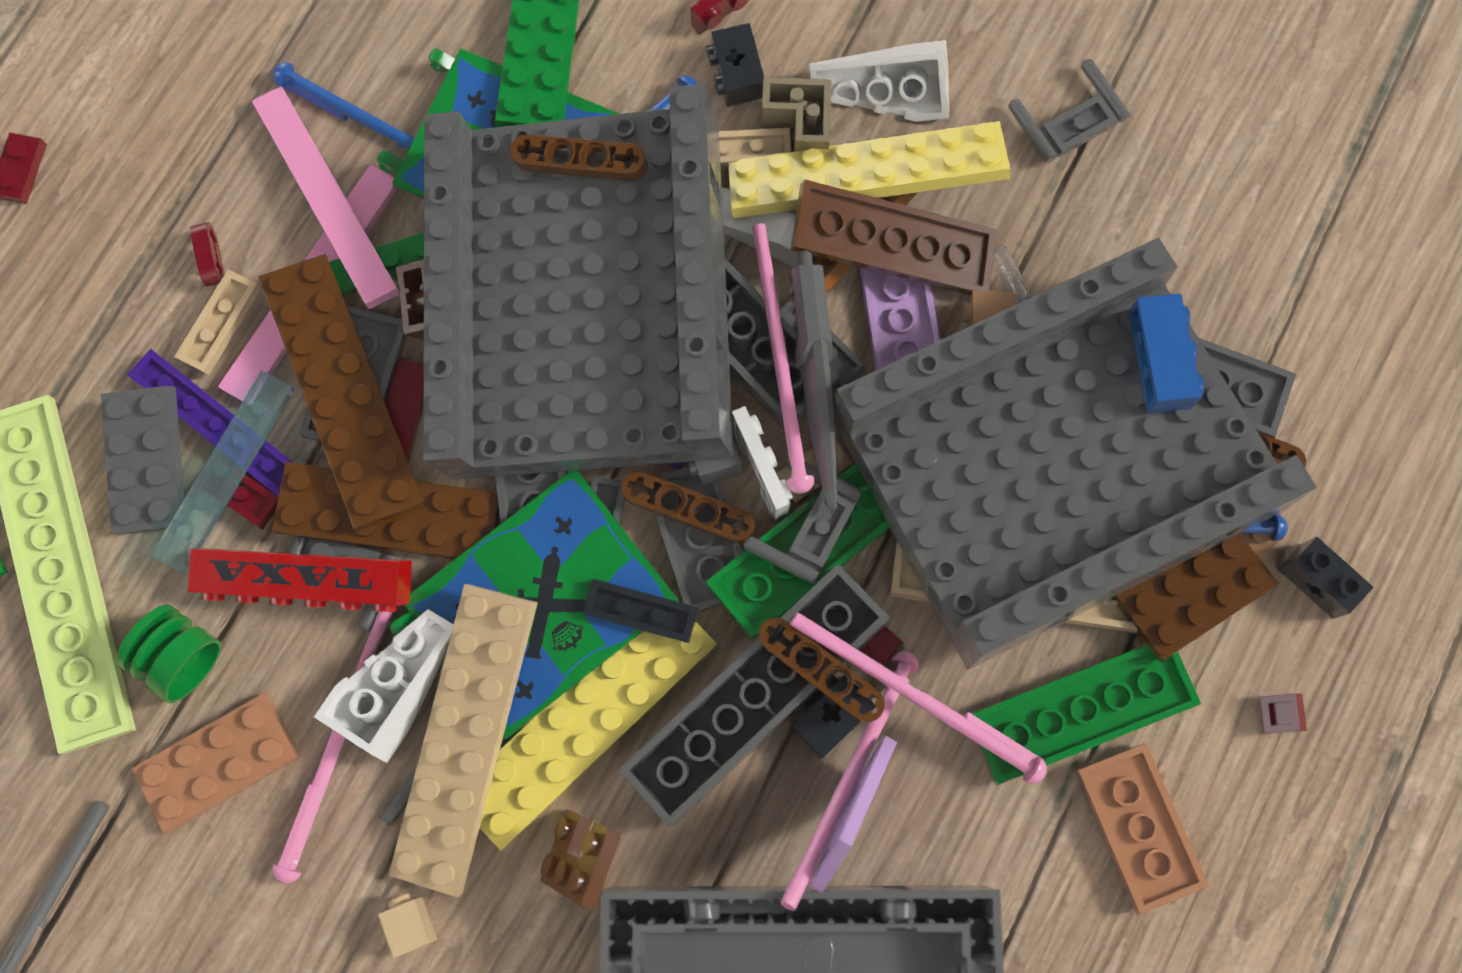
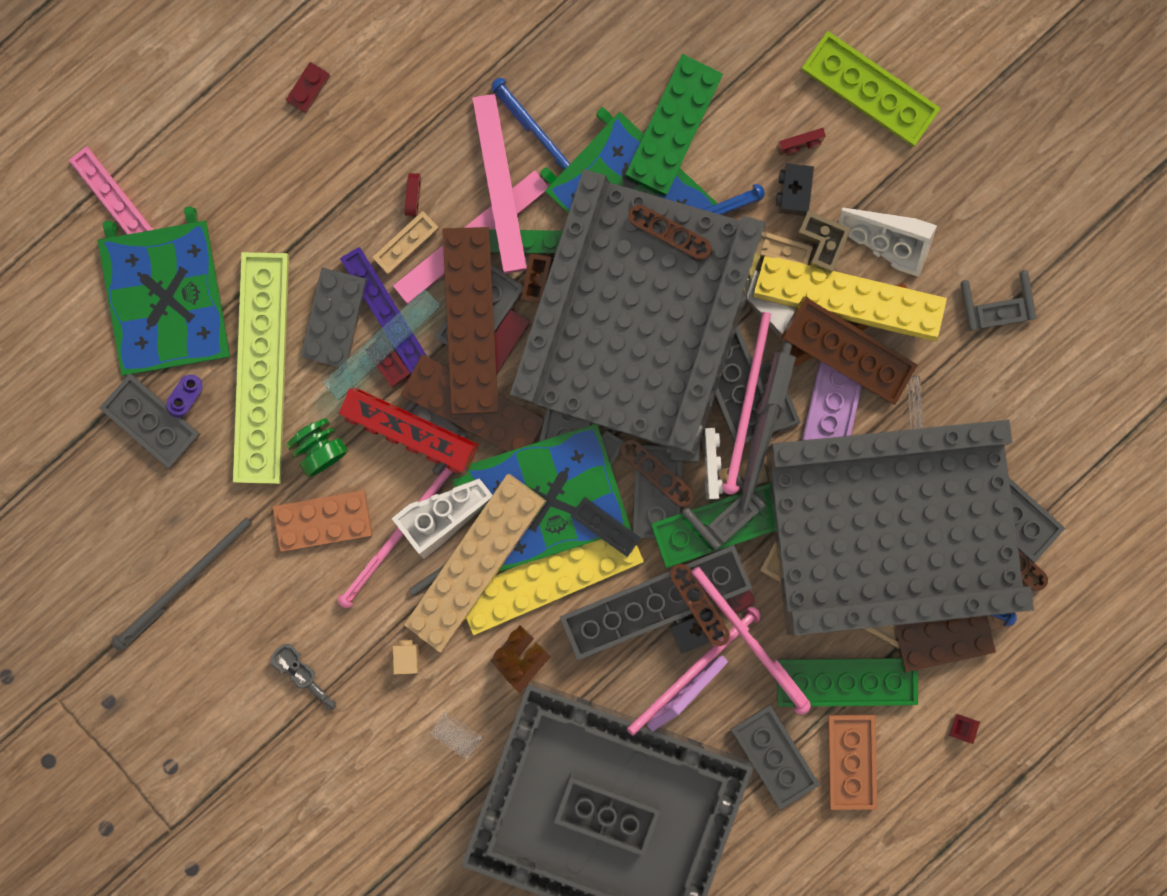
camera: 20 degrees right, 10 degrees up
(986, 304) = (890, 417): medium nougat brick -> none
(1024, 865) = (775, 756): none -> dark grey plate
(1165, 353) = (982, 492): blue brick -> none
(1325, 578) = (1025, 659): black brick -> none

